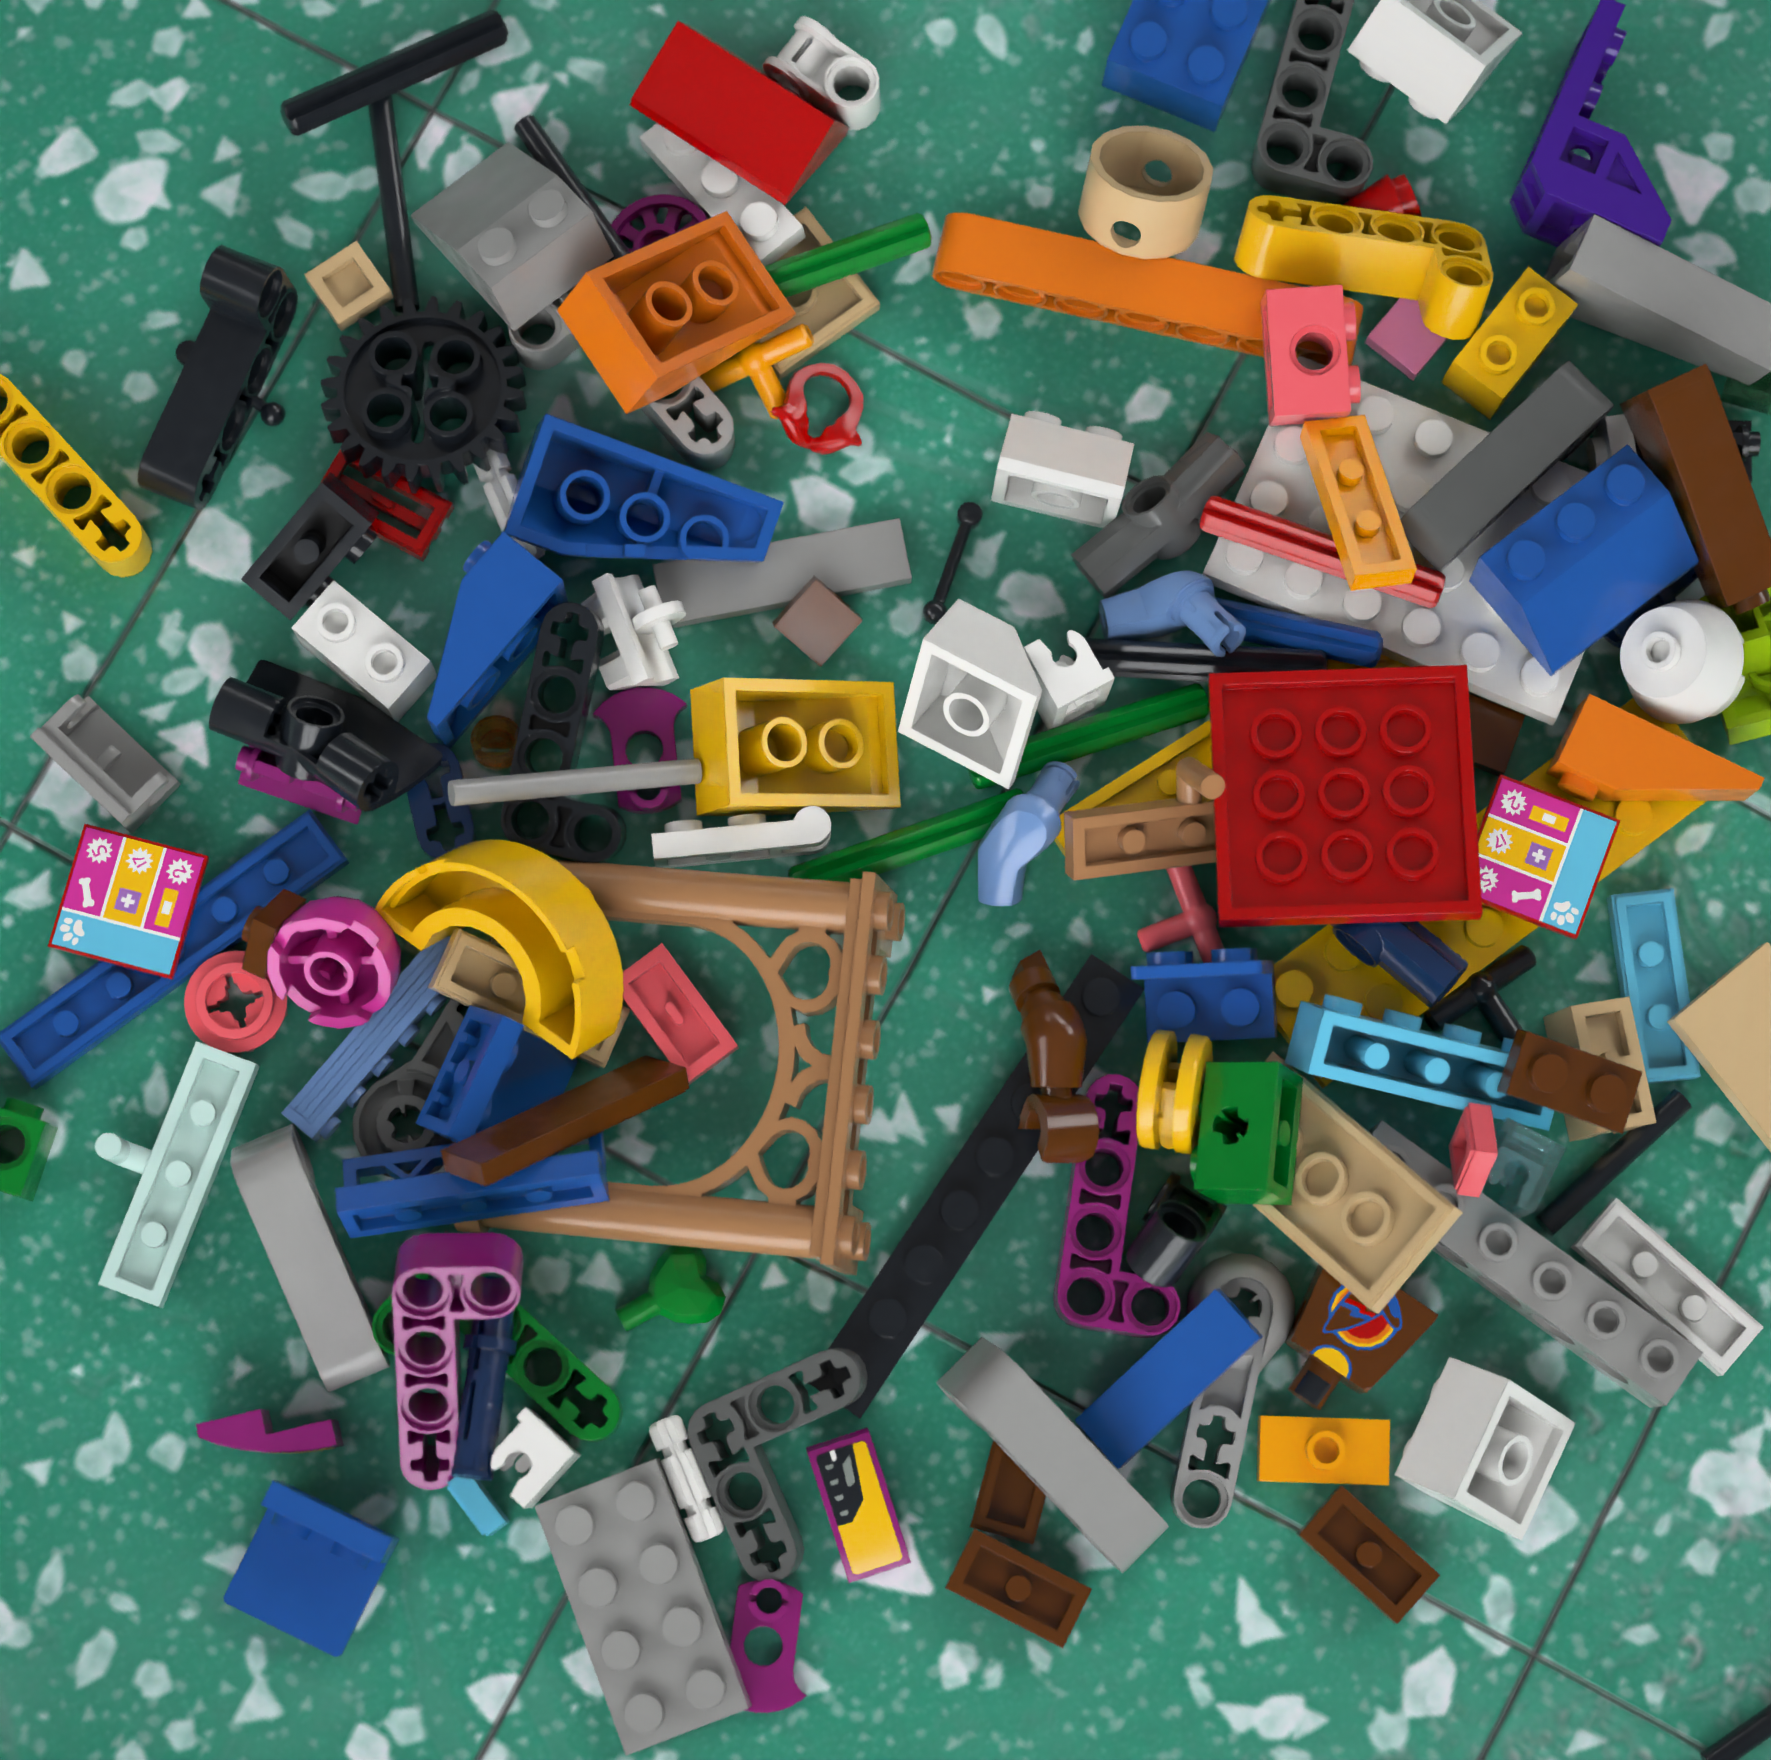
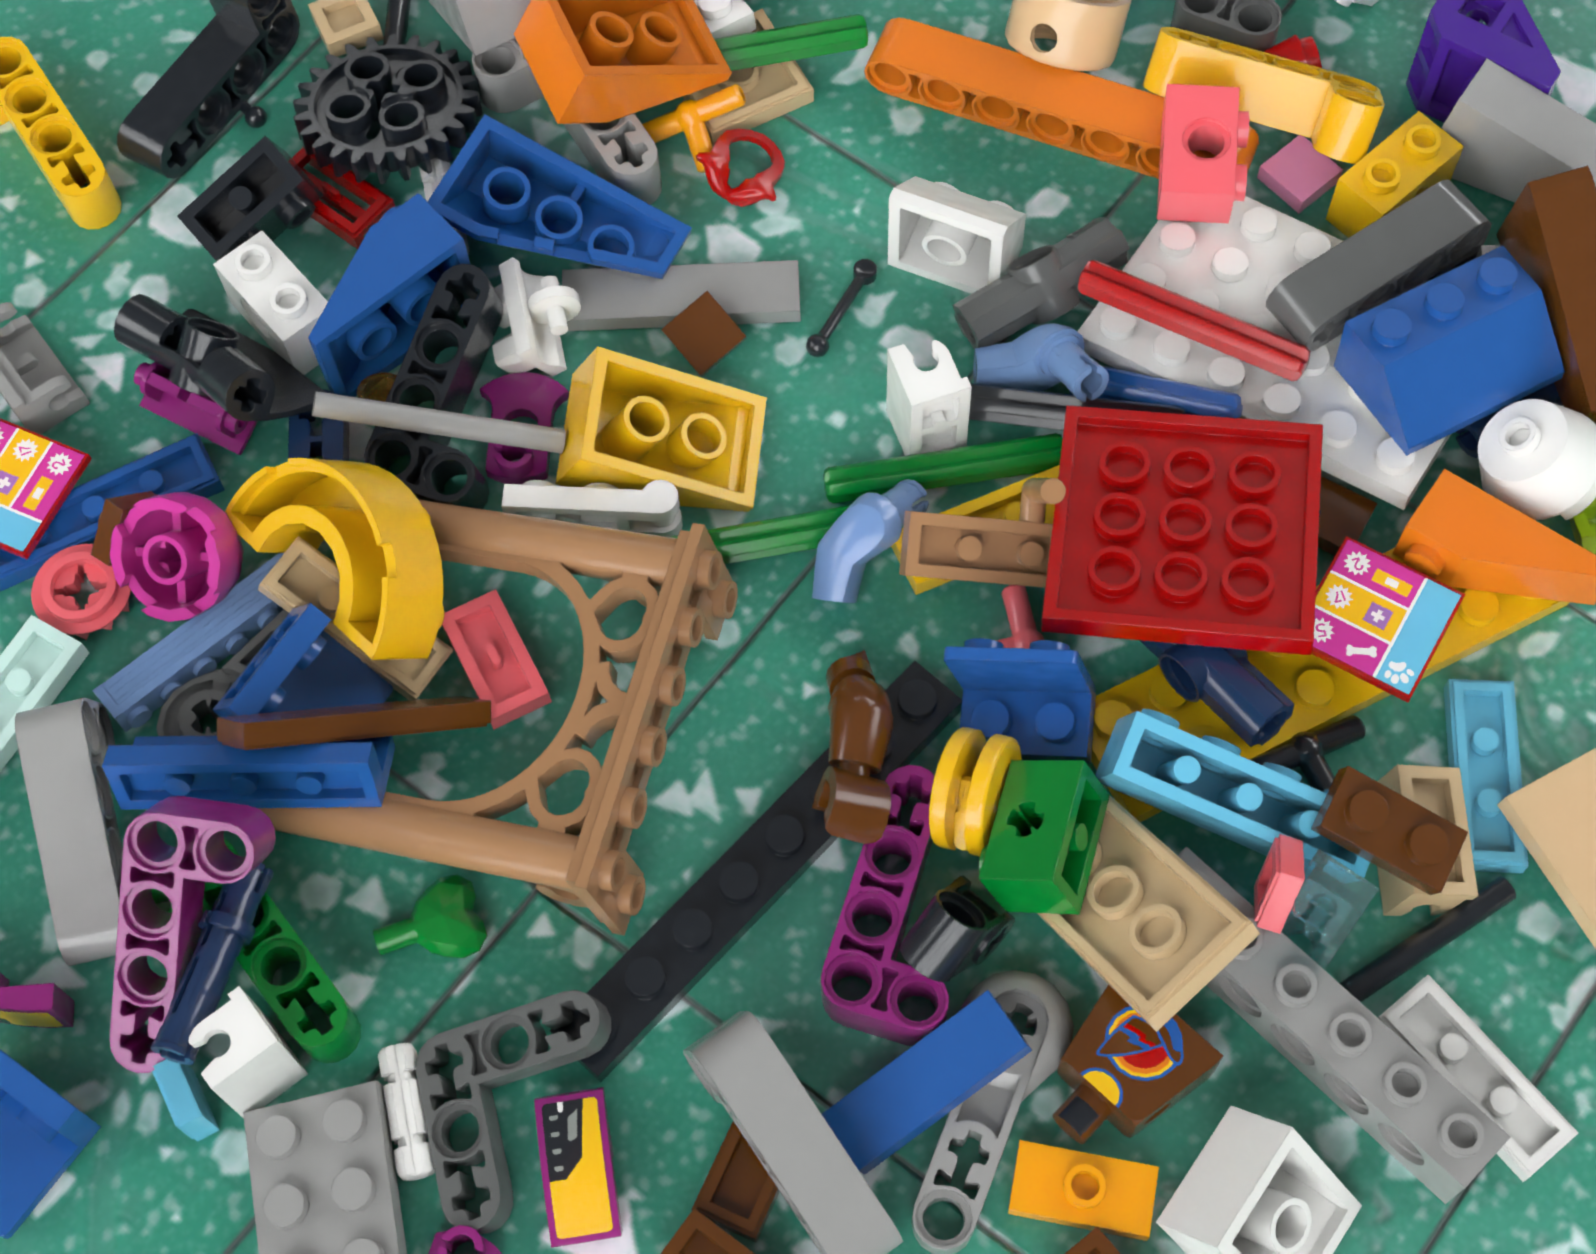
camera: 20 degrees right, 15 degrees down
(973, 693) = (831, 394): white slope -> none
(1357, 502) = (1232, 275): light orange plate -> none

